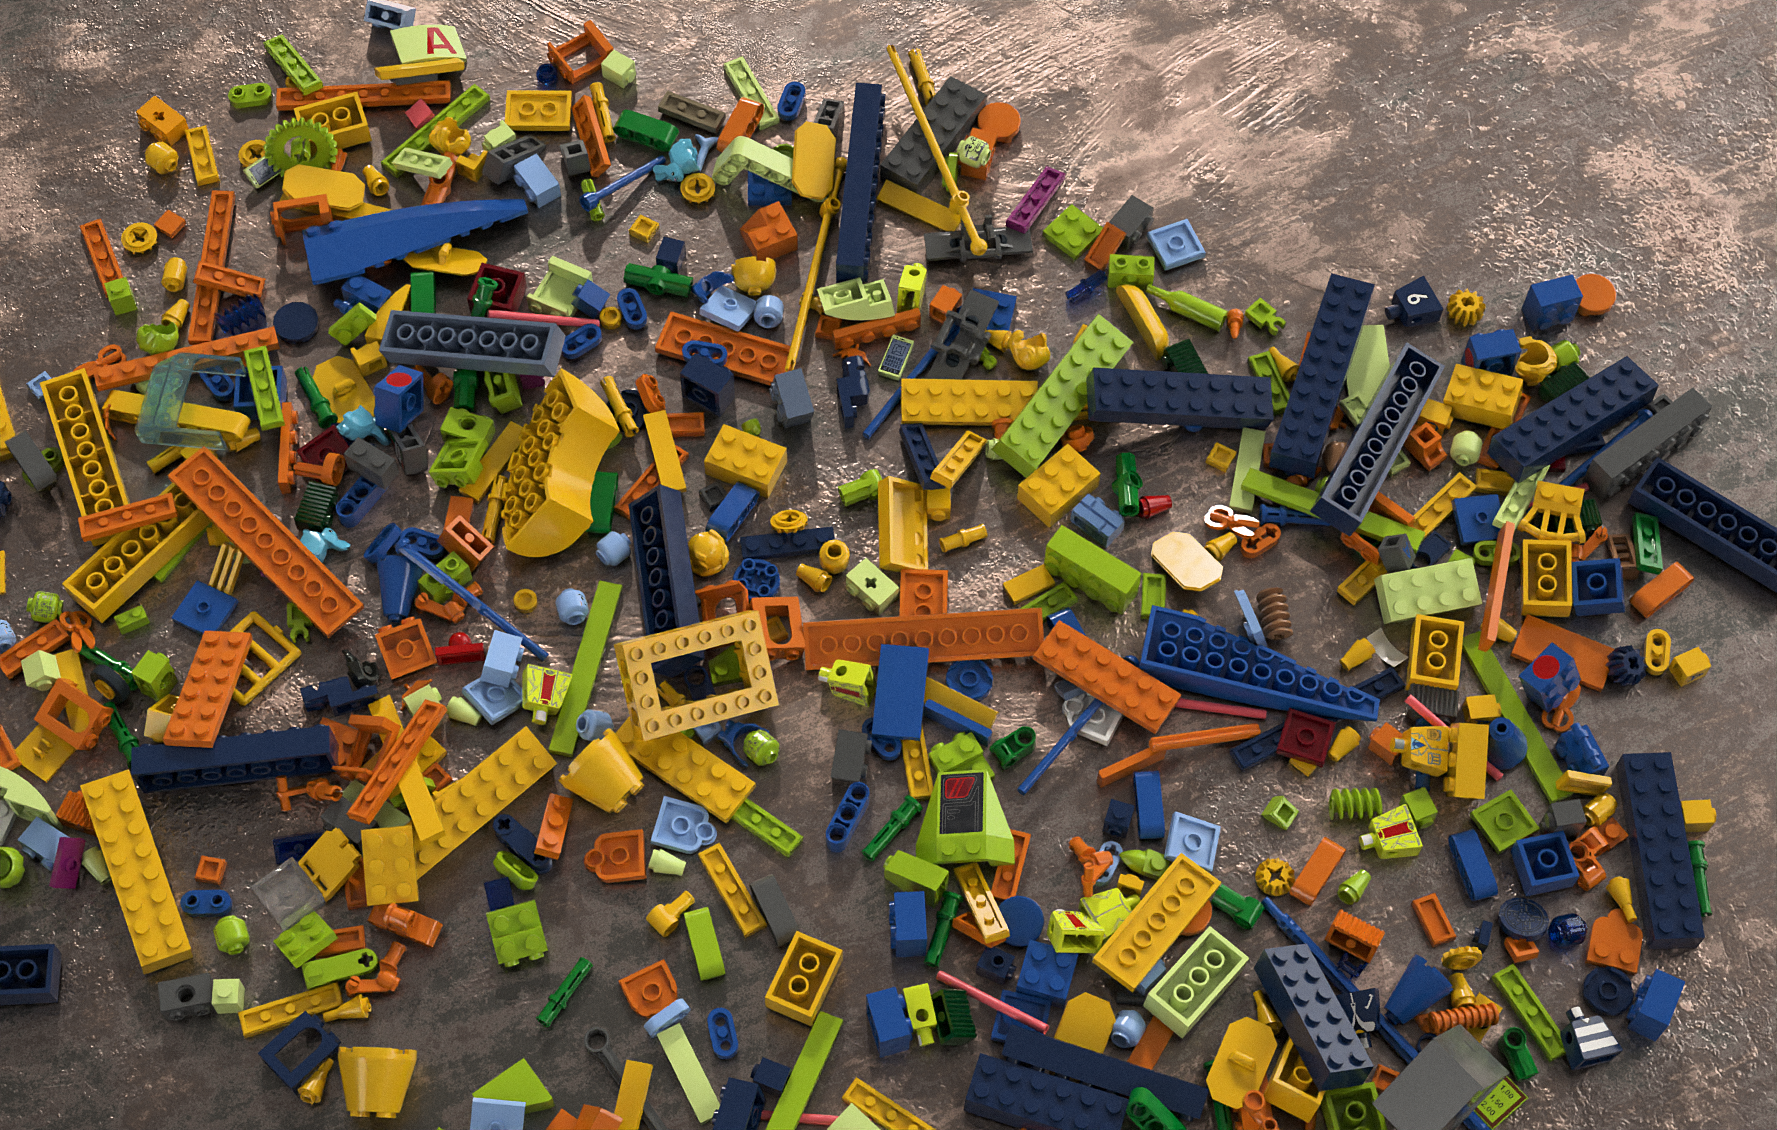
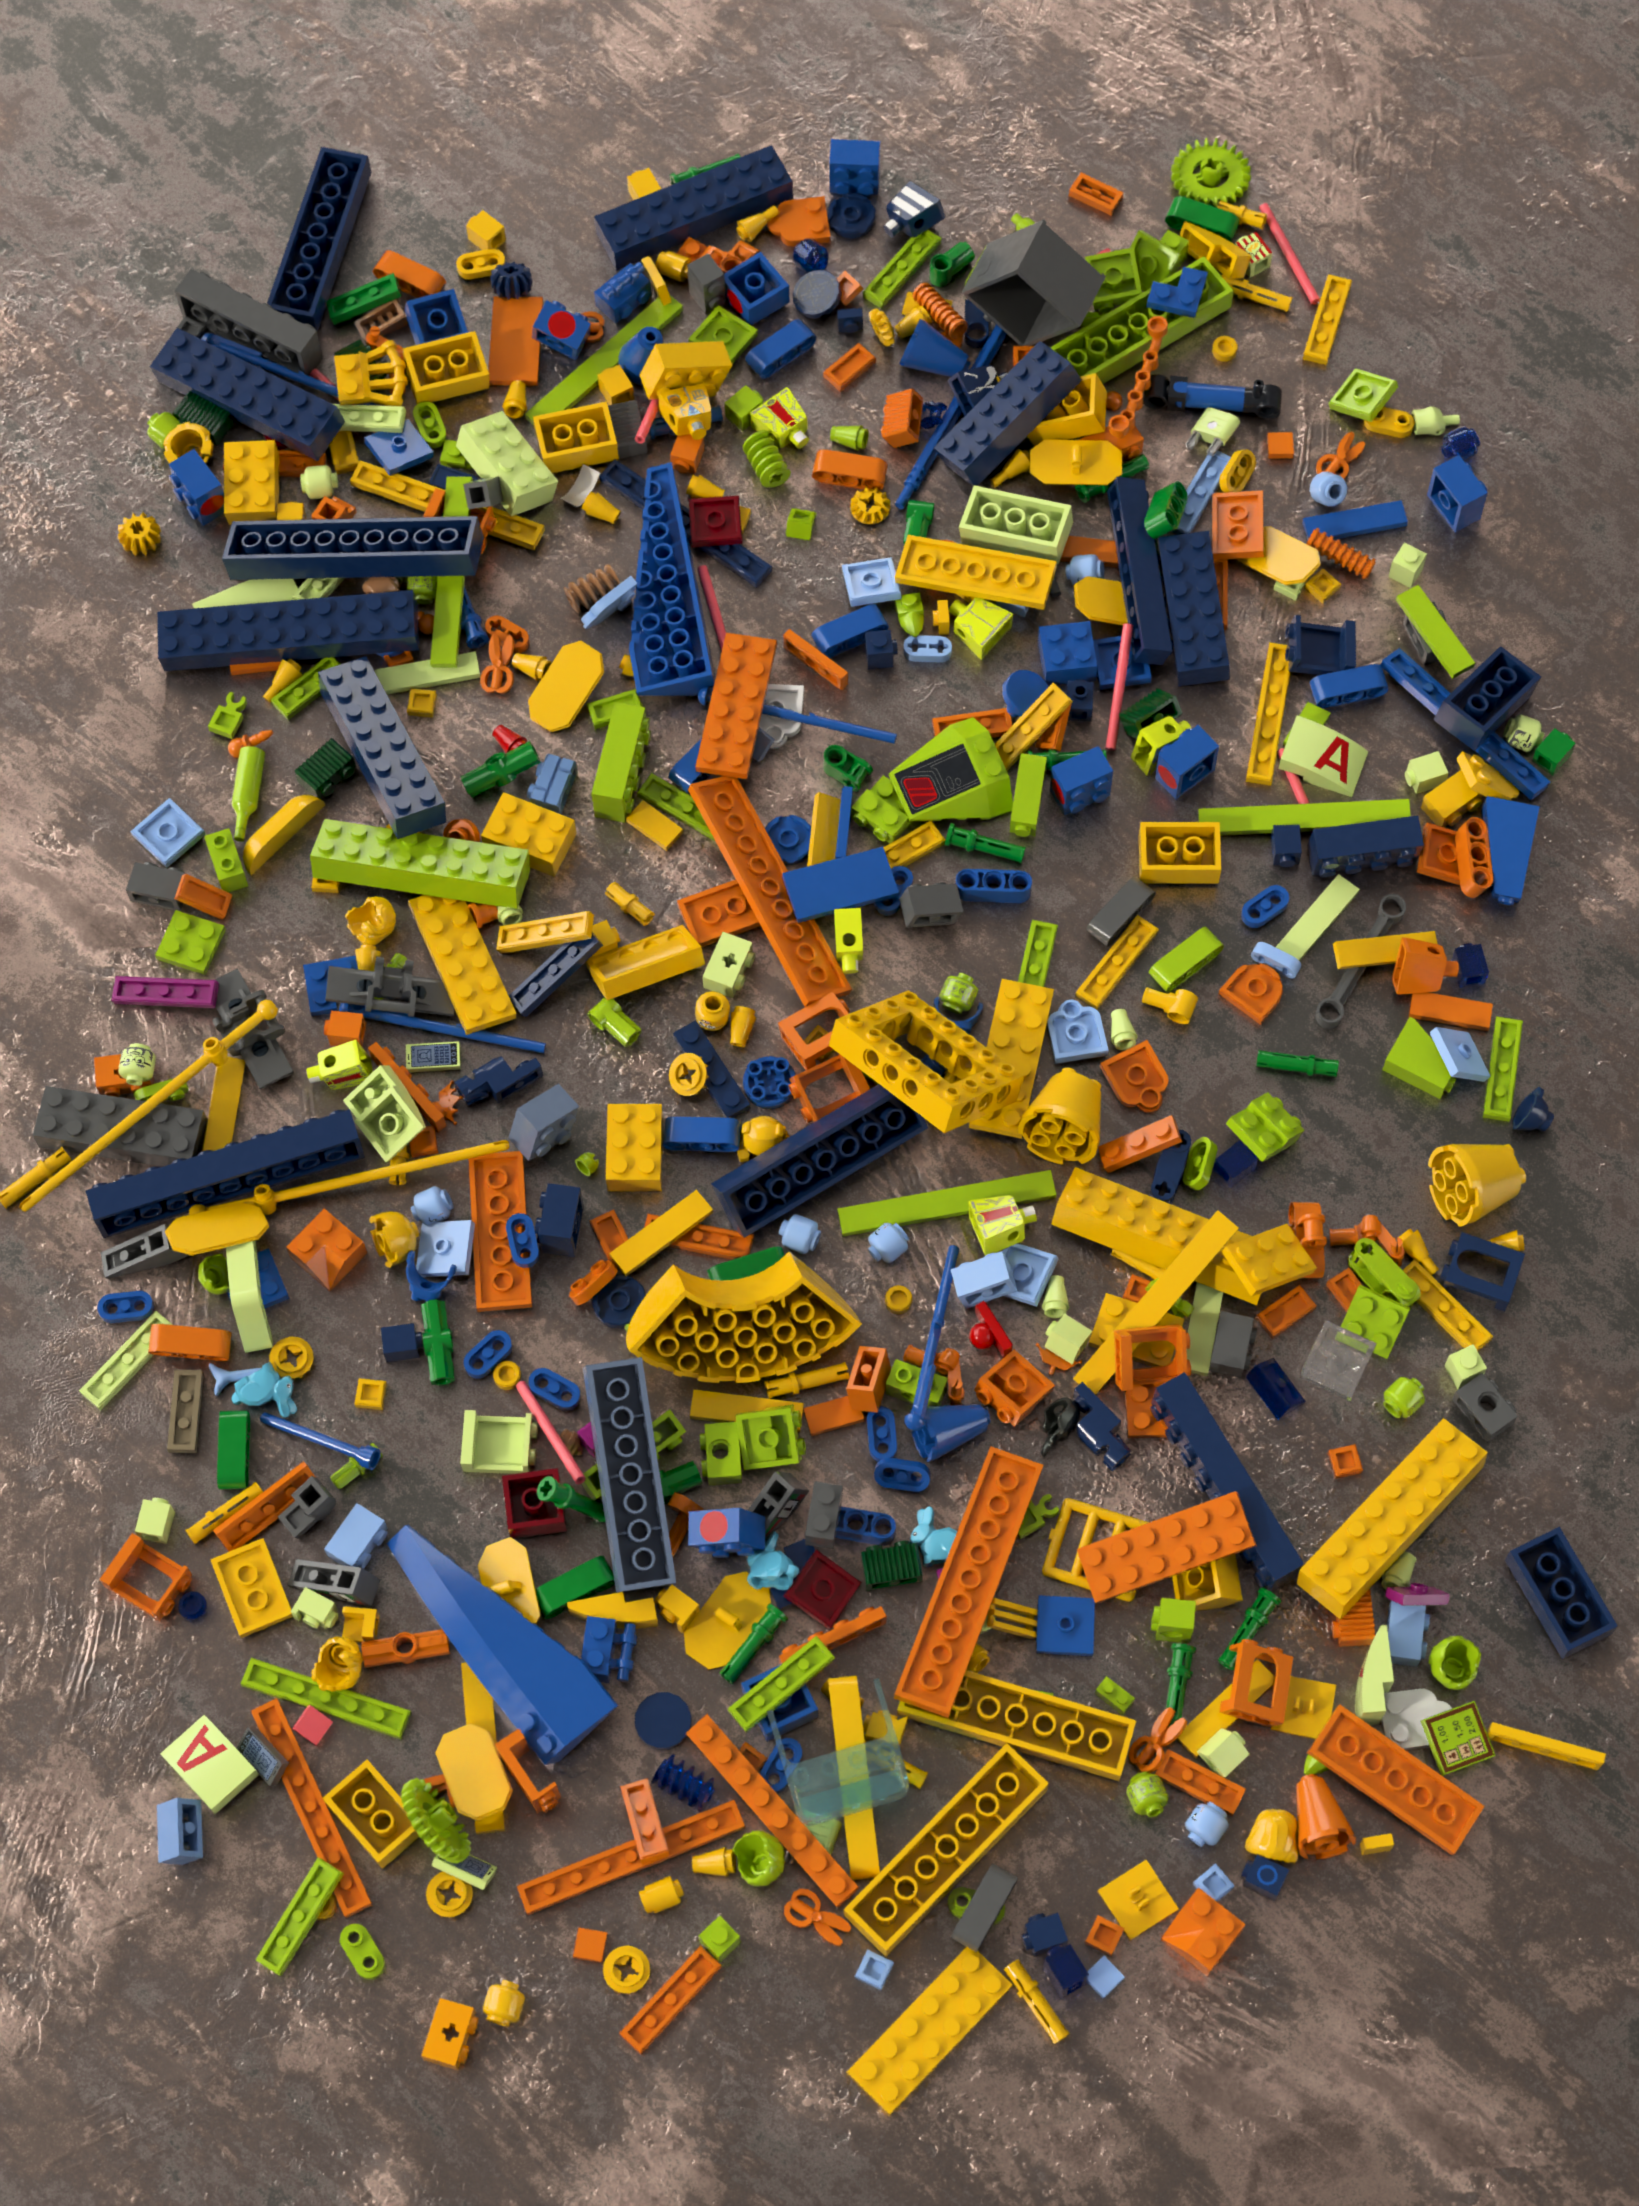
camera: 110 degrees left, 5 degrees up
(105, 415) = (887, 1856): orange piece -> none
(110, 684) = (1204, 1665): black wheel -> none
(127, 517) = (1013, 1740): orange plate -> none
(202, 155) = (475, 1962): yellow tile -> none
(205, 903) = (1379, 1445): blue plate -> none
(316, 788) = (1212, 1397): orange pin -> none
(329, 473) = (851, 1577): orange piece -> none
(331, 861) = (1283, 1337): yellow plate -> none
(352, 324) = (643, 1634): lime plate -> none
(375, 181) = (430, 1728): yellow cone -> none
(396, 762) = (1155, 1311): orange tile -> none
(419, 68) = (254, 1746): yellow tile -> none
(422, 163) = (394, 1670): yellowish green plate -> none
(589, 298) = (497, 1399): blue brick -> none
(592, 724) = (1012, 1157): light blue head -> none
(622, 412) = (634, 1294): yellow pin -> none
(713, 495) = (686, 1167): dark grey tile -> none
(1001, 119) = (69, 1069): orange tile -> none
(1074, 932) = (1018, 641): neon yellow torso -> none
(1086, 286) = (261, 900): clear blue axle -> none
(1094, 863) = (935, 646): orange pin -> none
(1204, 737) = (759, 602): orange axle -> none
(1415, 304) = (153, 581): dark blue torso -> none
(1496, 586) = (478, 402): orange tile -> none
(1552, 302) = (107, 451): blue brick -> none
(1597, 294) = (73, 426): orange tile -> none

